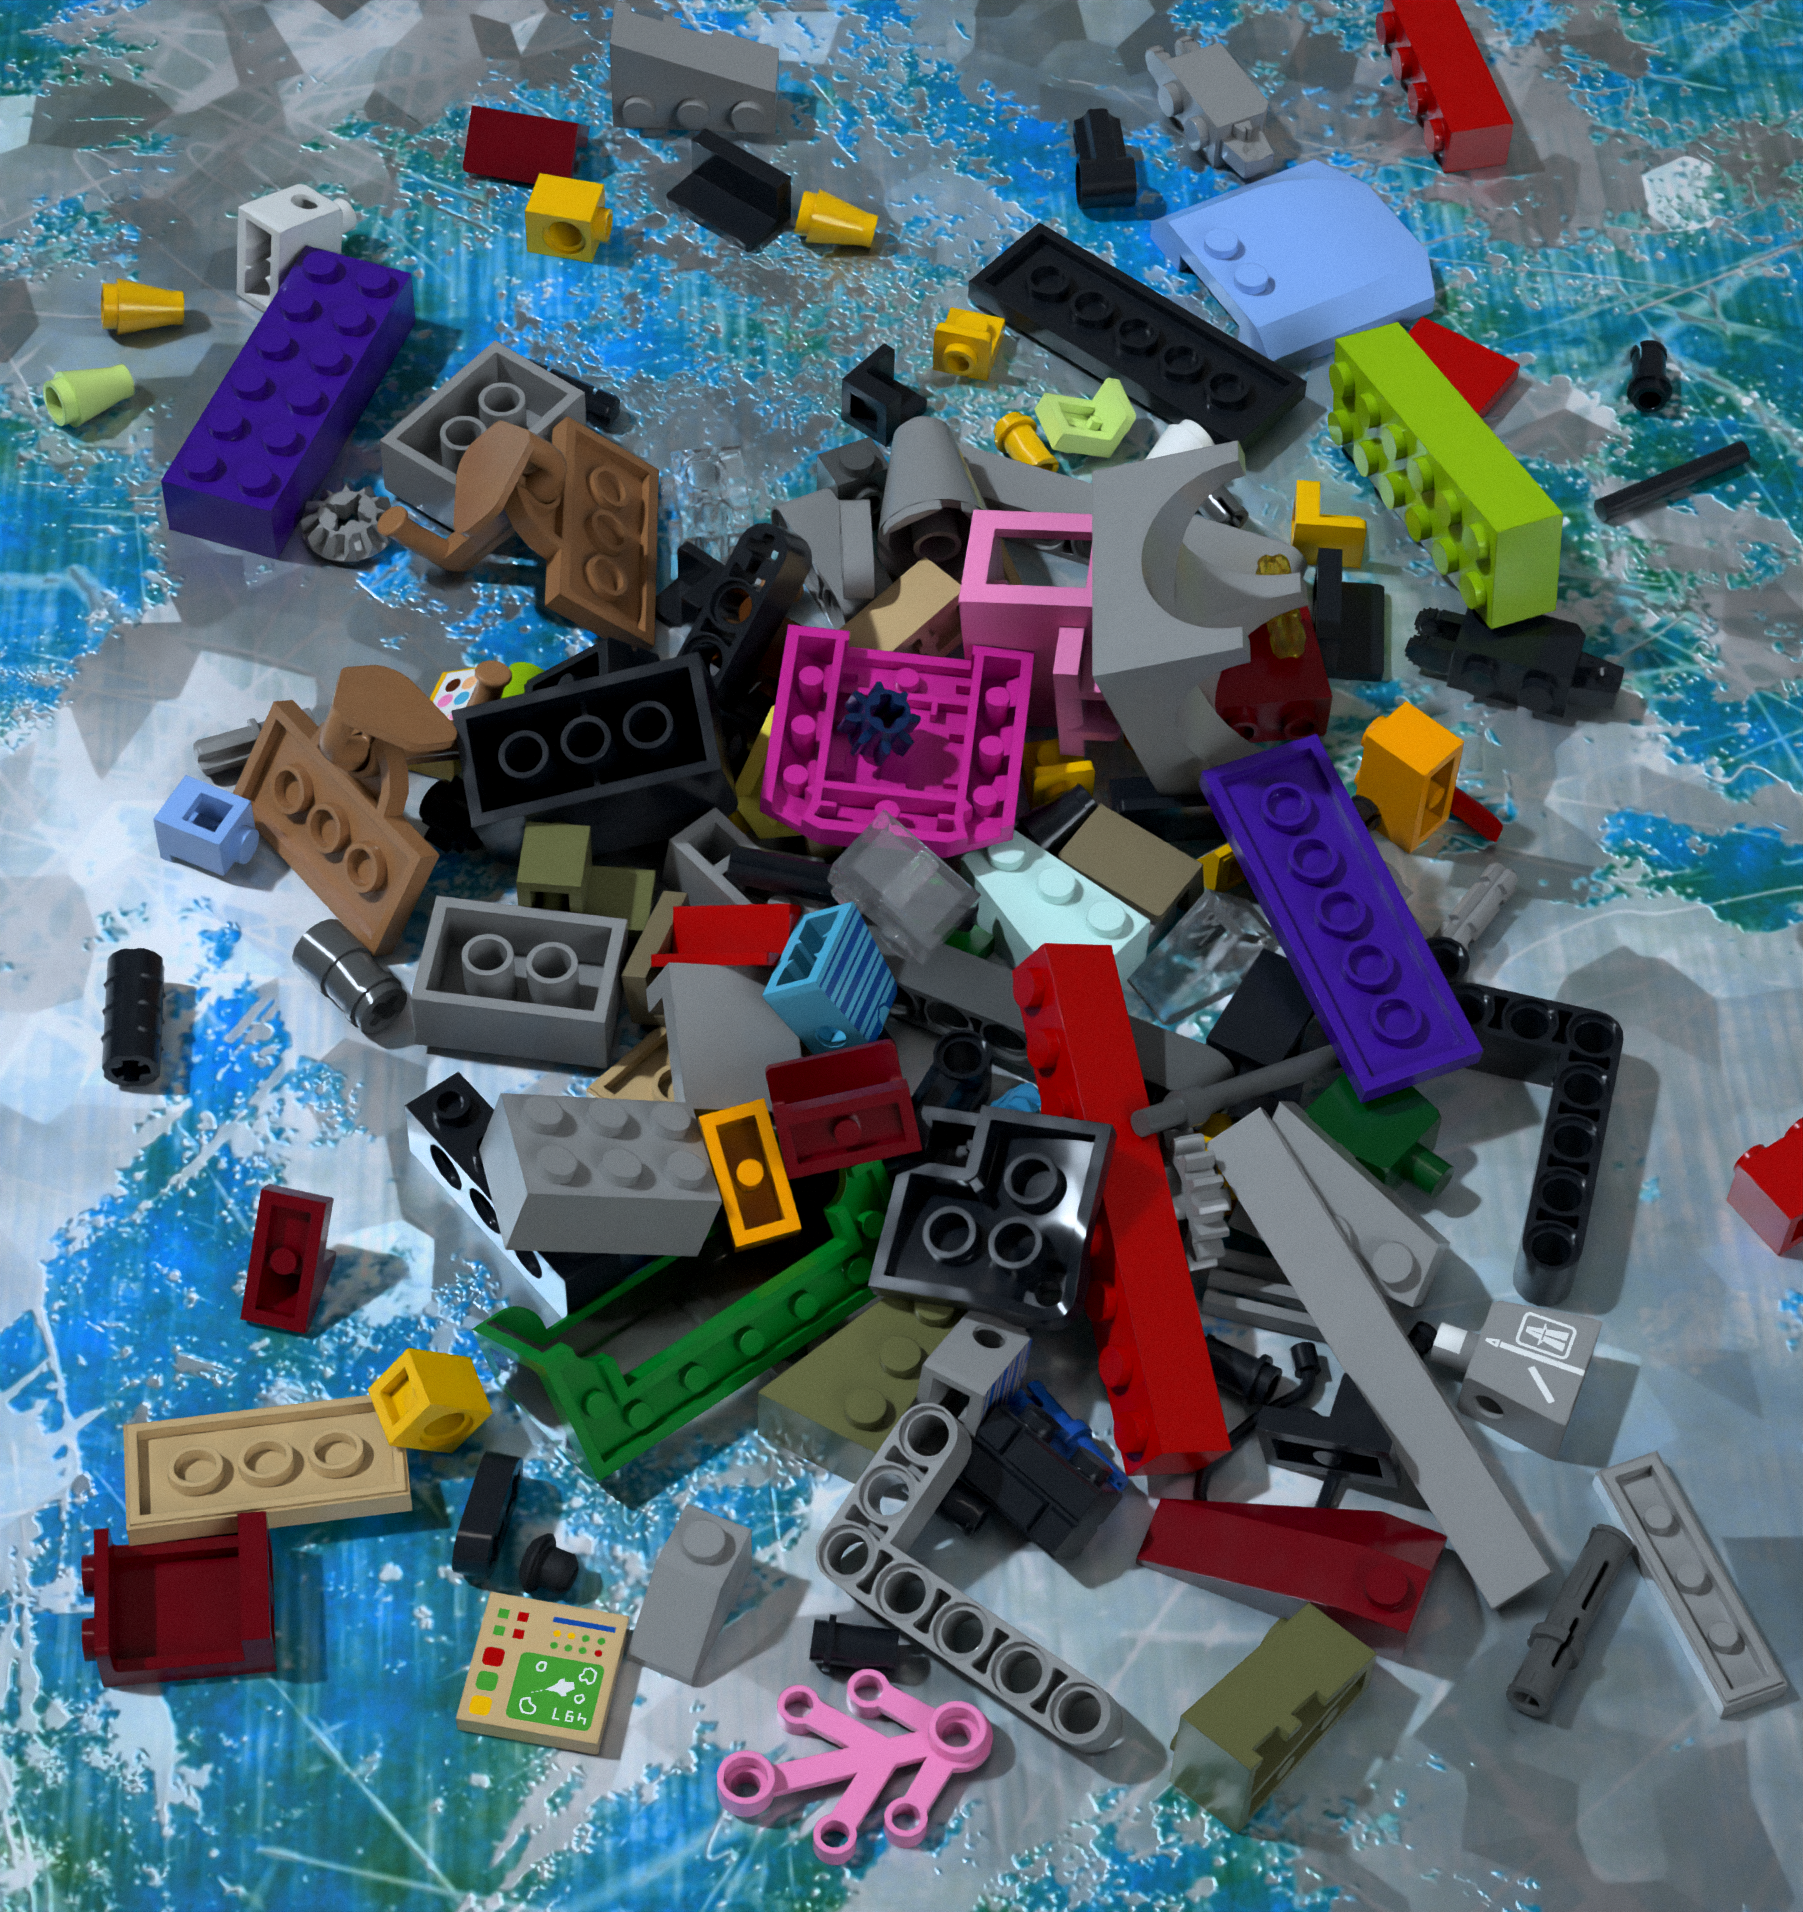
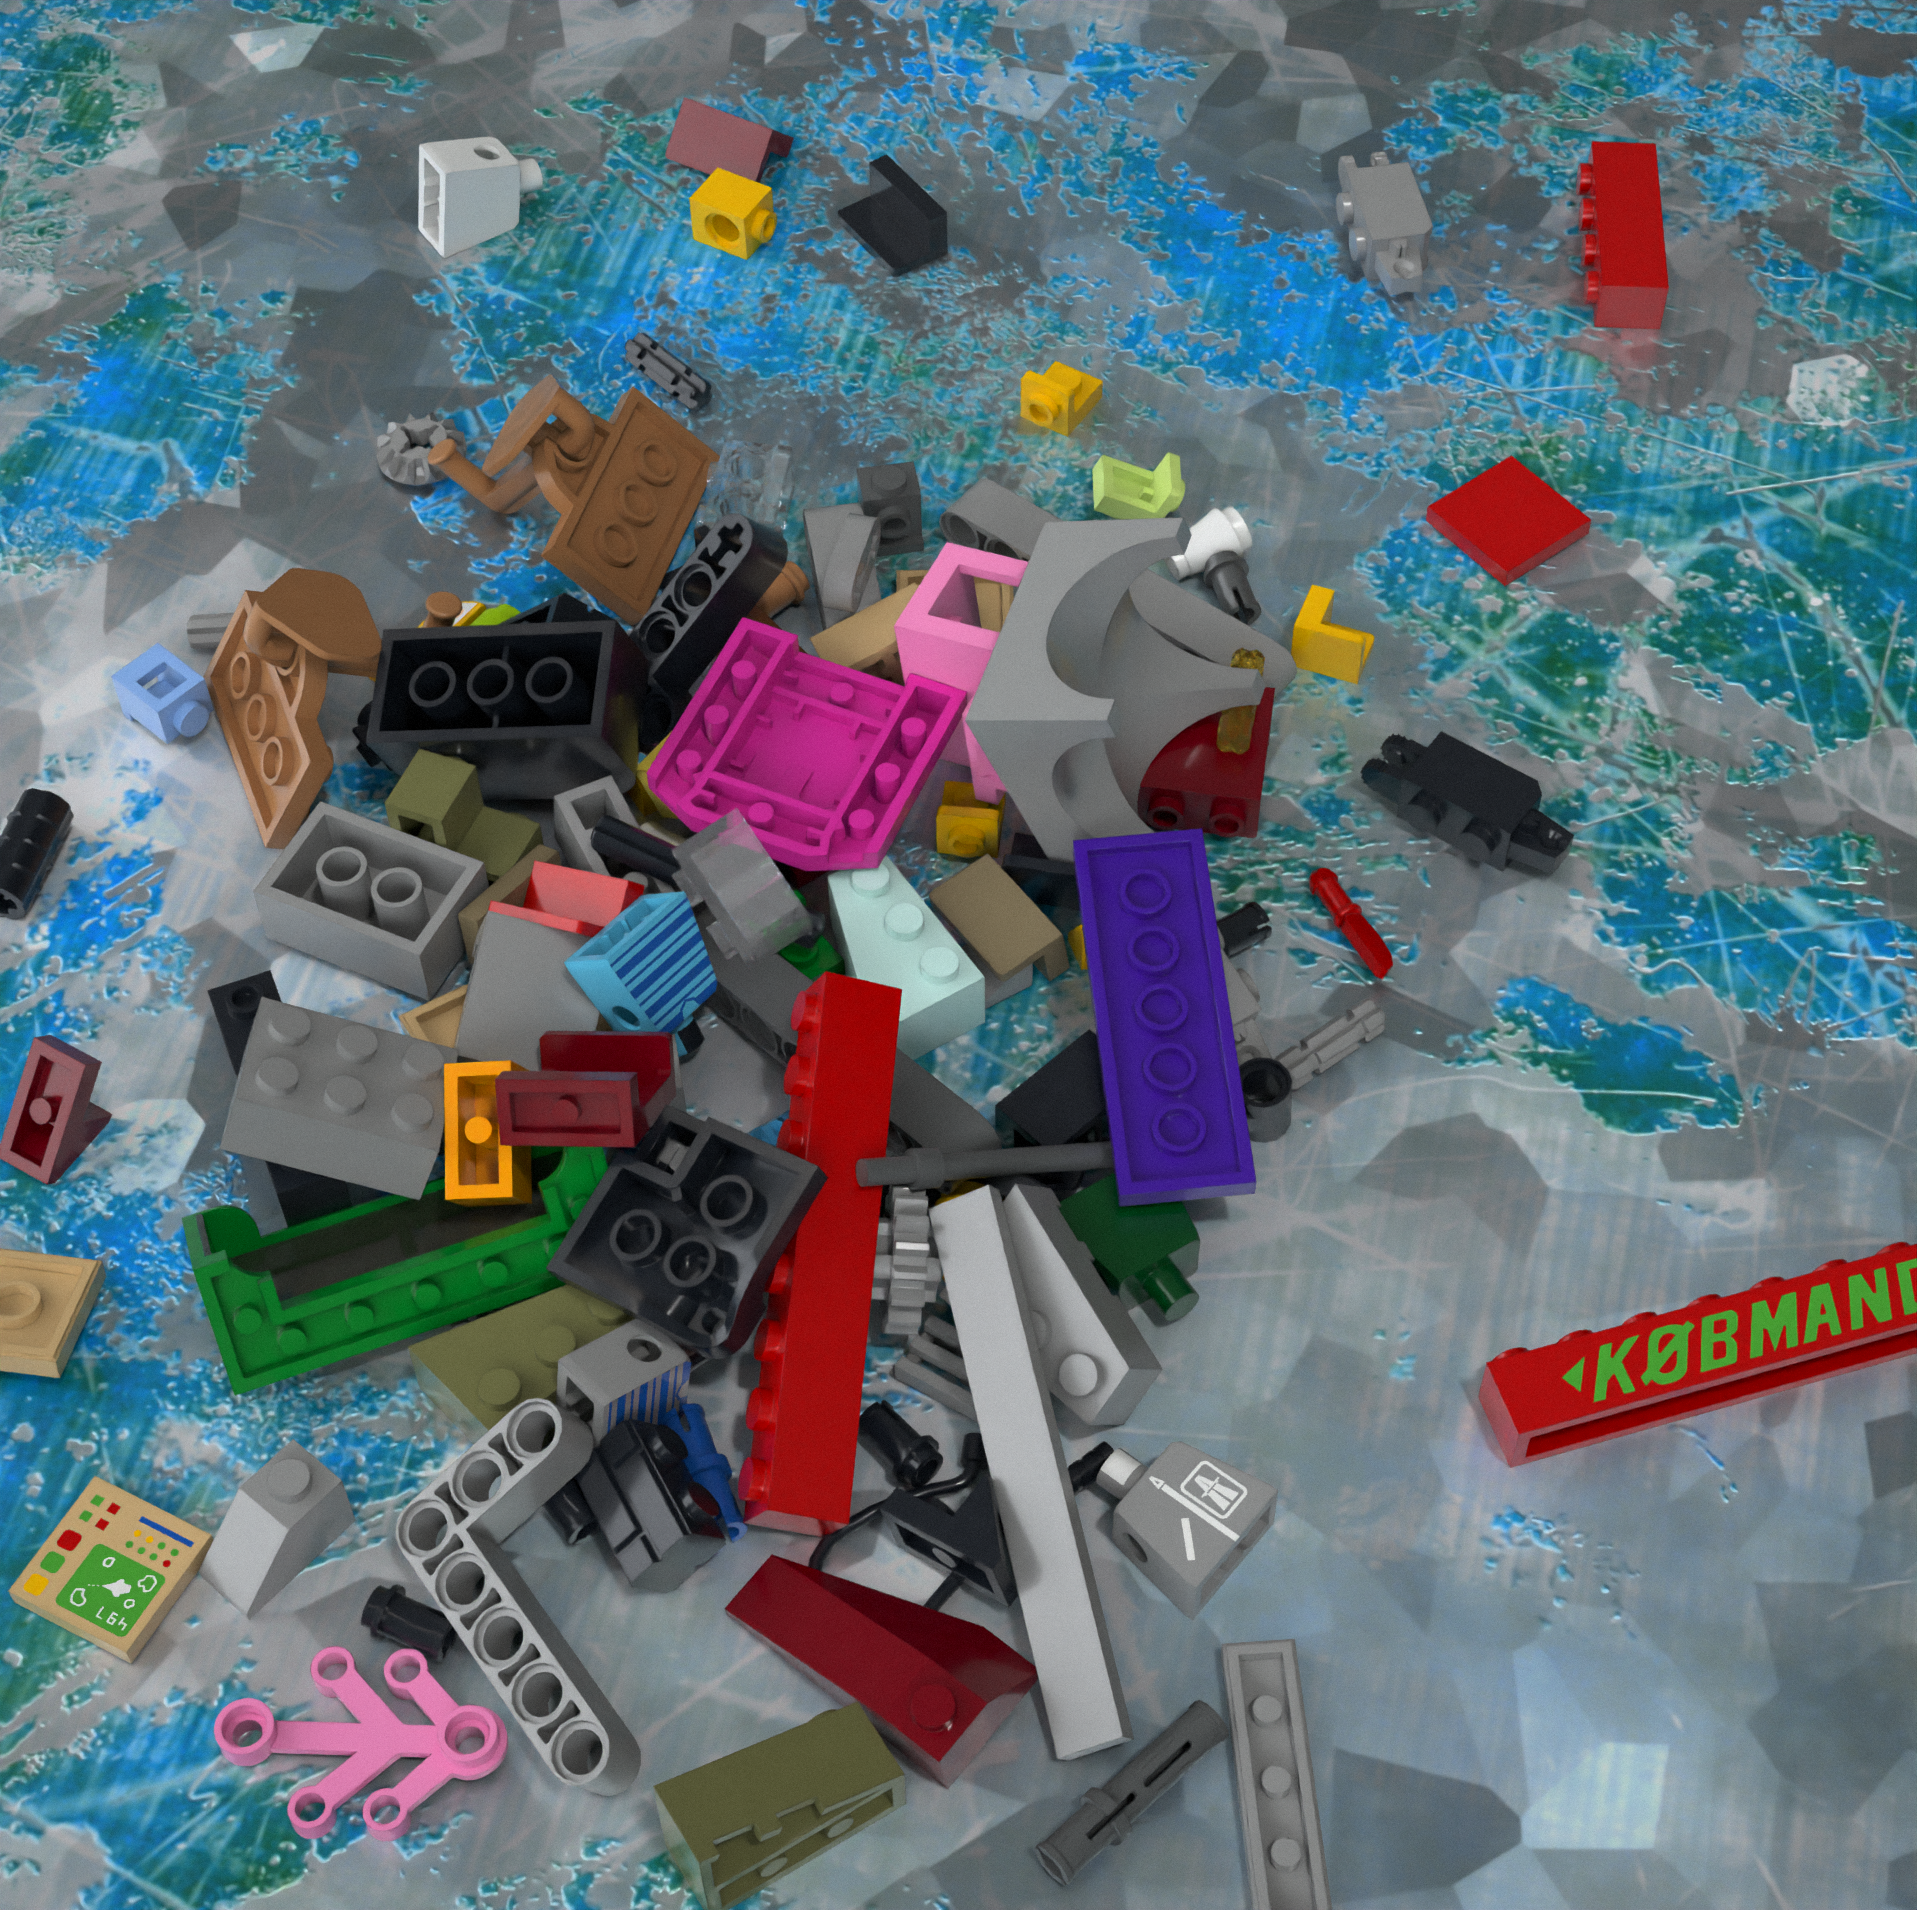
camera: 20 degrees right, 0 degrees up
(83, 394) = (242, 288): yellowish green cone -> none
(139, 306) = (320, 222): yellow cone -> none
(289, 402) = (410, 329): dark purple brick -> none
(349, 976) = (227, 857): dark grey piece -> none
(429, 1400) = (114, 1277): yellow brick -> none
(487, 1515) = (124, 1400): black beam -> none
(497, 385) = (589, 358): light grey brick -> none
(547, 1566) = (159, 1465): black piece -> none
(688, 78) = (893, 109): light grey wedge -> none
(833, 221) = (977, 261): yellow cone -> none
(875, 400) = (950, 430): black panel -> none
(879, 723) = (794, 711): dark blue gear -> none
(926, 500) = (940, 508): light grey cone -> none
(953, 1090) = (729, 1096): black piece -> none
(1018, 438) = (1069, 493): yellow pin -> none
(1057, 819) = (938, 861): black cone -> none
(1102, 170) = (1255, 260): black piece -> none
(1136, 336) = (1222, 426): black plate -> none
(1202, 957) = (1029, 1024): clear slope -> none
(1301, 260) = (1415, 384): light blue wedge -> none
(1347, 621) = (1314, 733): black panel -> none
(1409, 774) = (1305, 892): light orange brick -> none
(1446, 475) = (1451, 609): lime brick -> none
(1579, 1058) = (1327, 1281): black beam -> none
(1649, 386) = (1715, 566): black pin -> none
(1671, 481) = (1705, 663): black bar -> none

